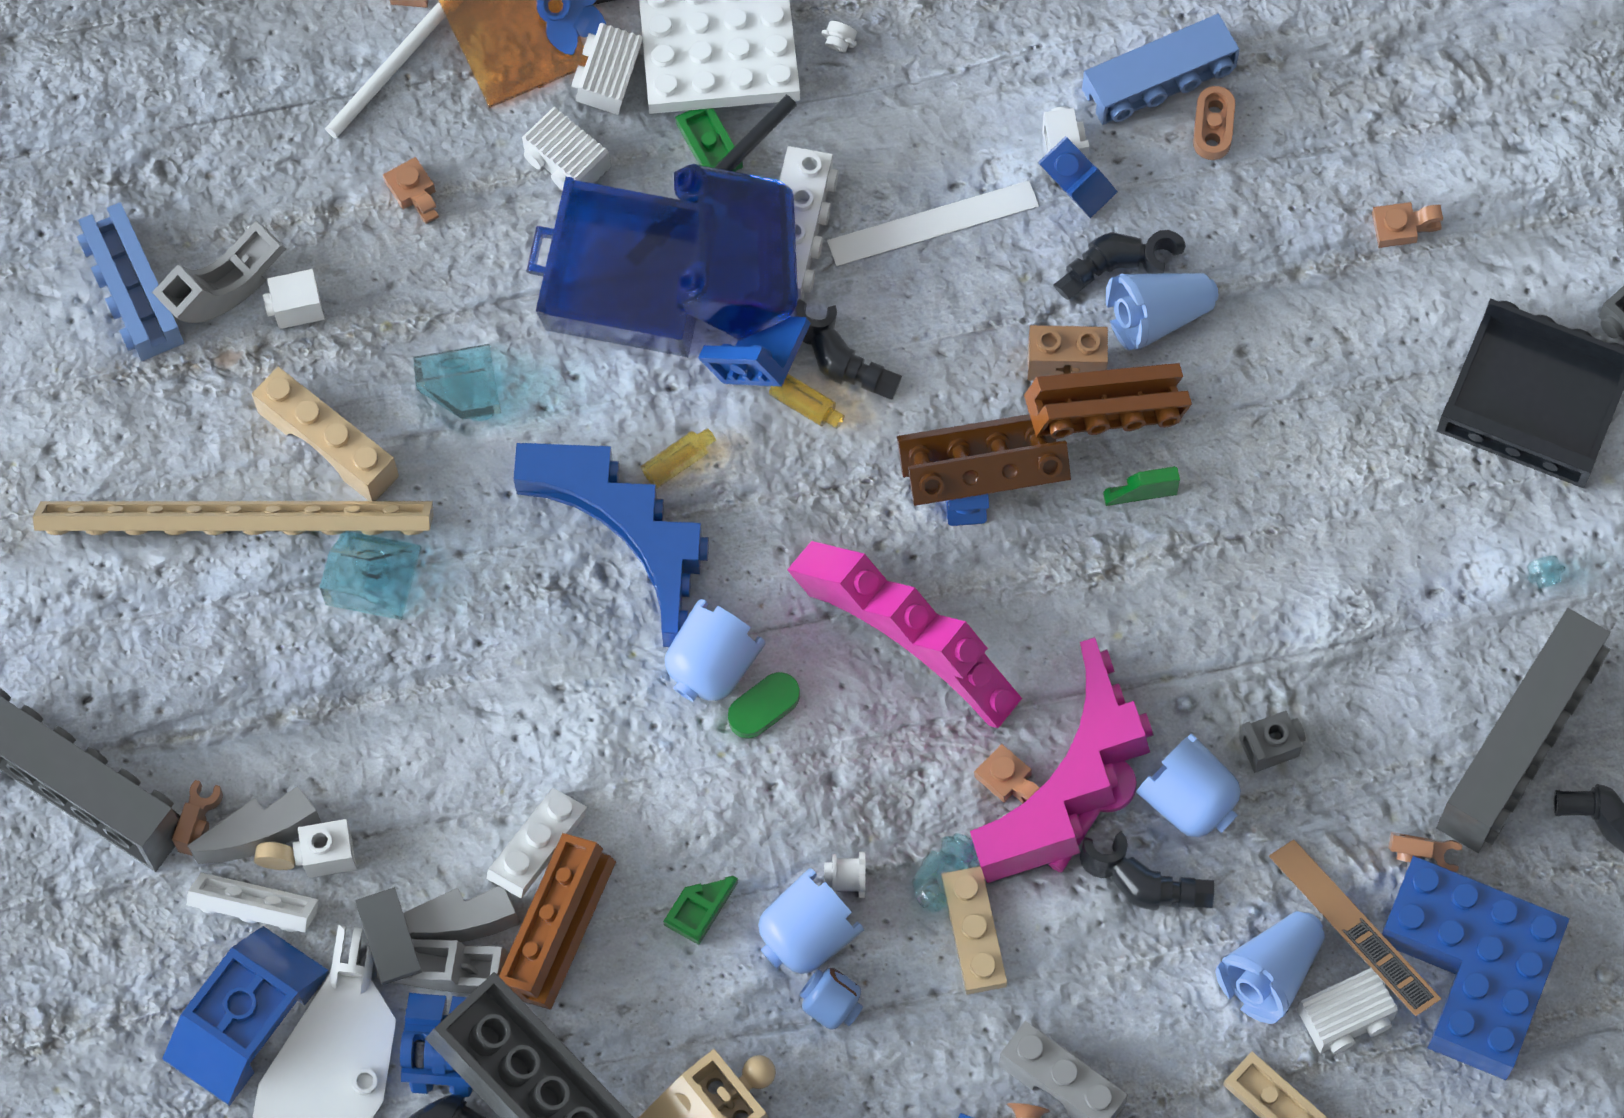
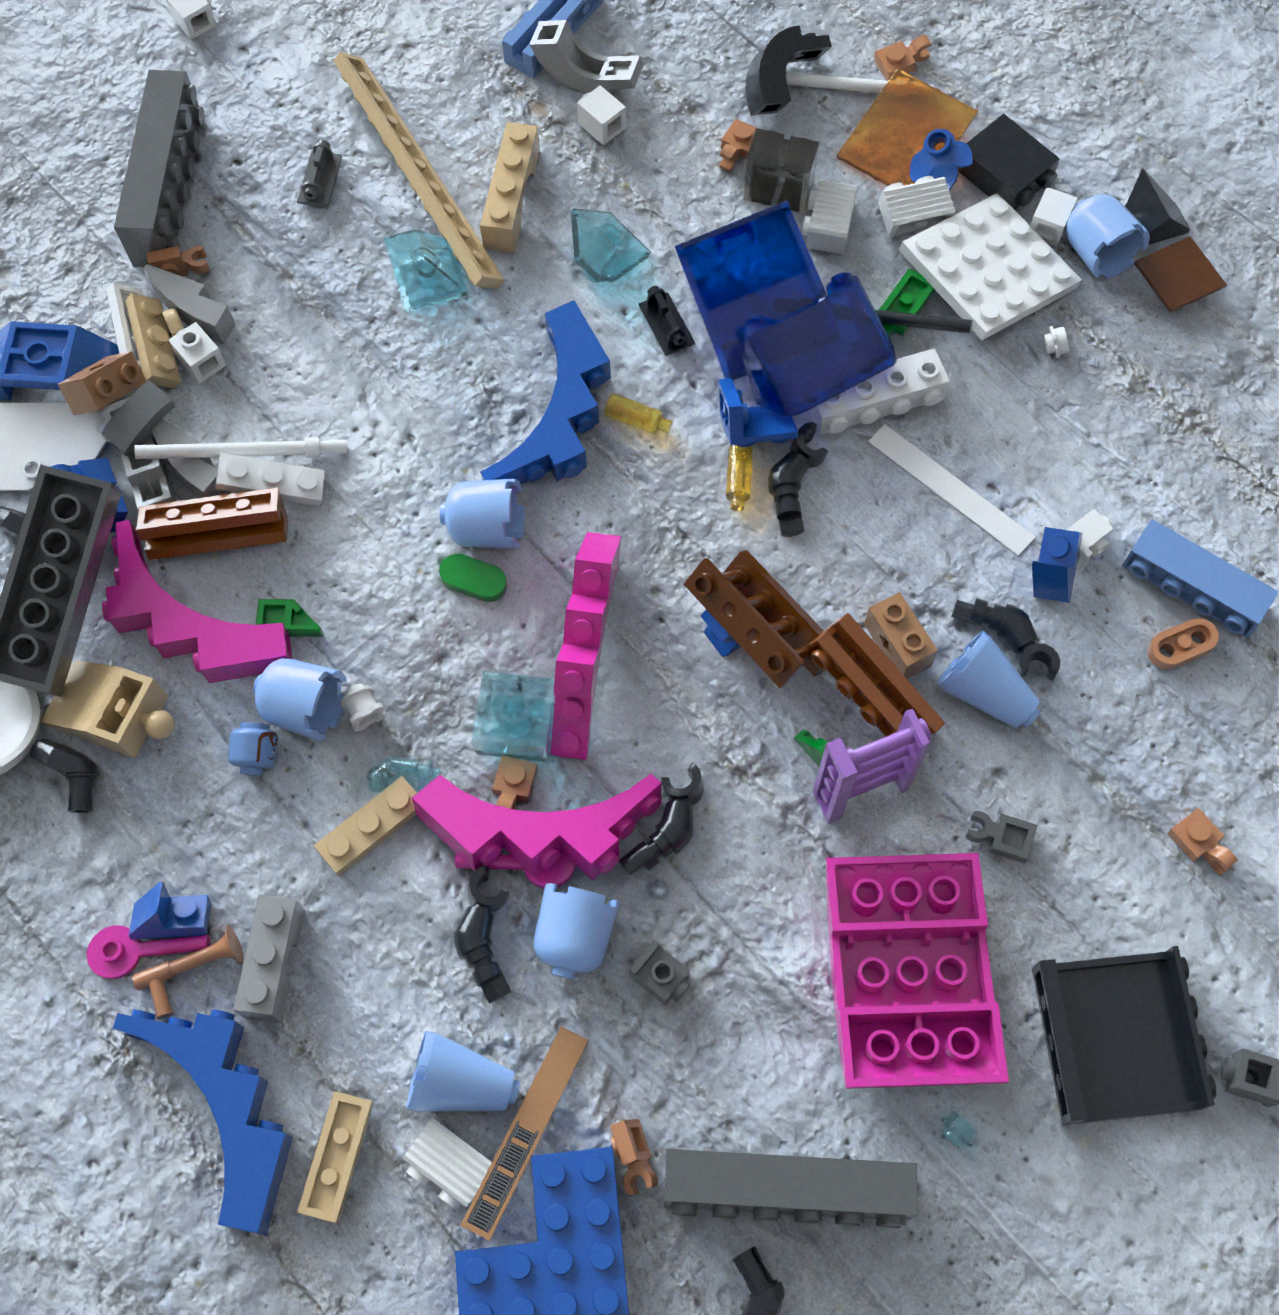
camera: 60 degrees right, 0 degrees up
(173, 621) = (320, 175): none -> dark grey hinge
(282, 886) = (152, 341): none -> tan plate
(321, 952) = (102, 383): none -> medium nougat brick
(350, 105) = (766, 76): none -> black arch
(493, 152) = (777, 157): none -> clear smoke piece
(516, 791) = (310, 447): none -> white bar
(586, 374) = (665, 321): none -> black hinge
(651, 1014) = (218, 647): none -> dark pink arch
(947, 734) = (514, 716): none -> clear light blue brick
(1138, 652) = (675, 826): none -> black piece
(1198, 457) = (853, 772): none -> medium lavender fence
(1309, 376) = (1009, 836): none -> dark grey plate
(1389, 526) = (912, 972): none -> dark pink slope

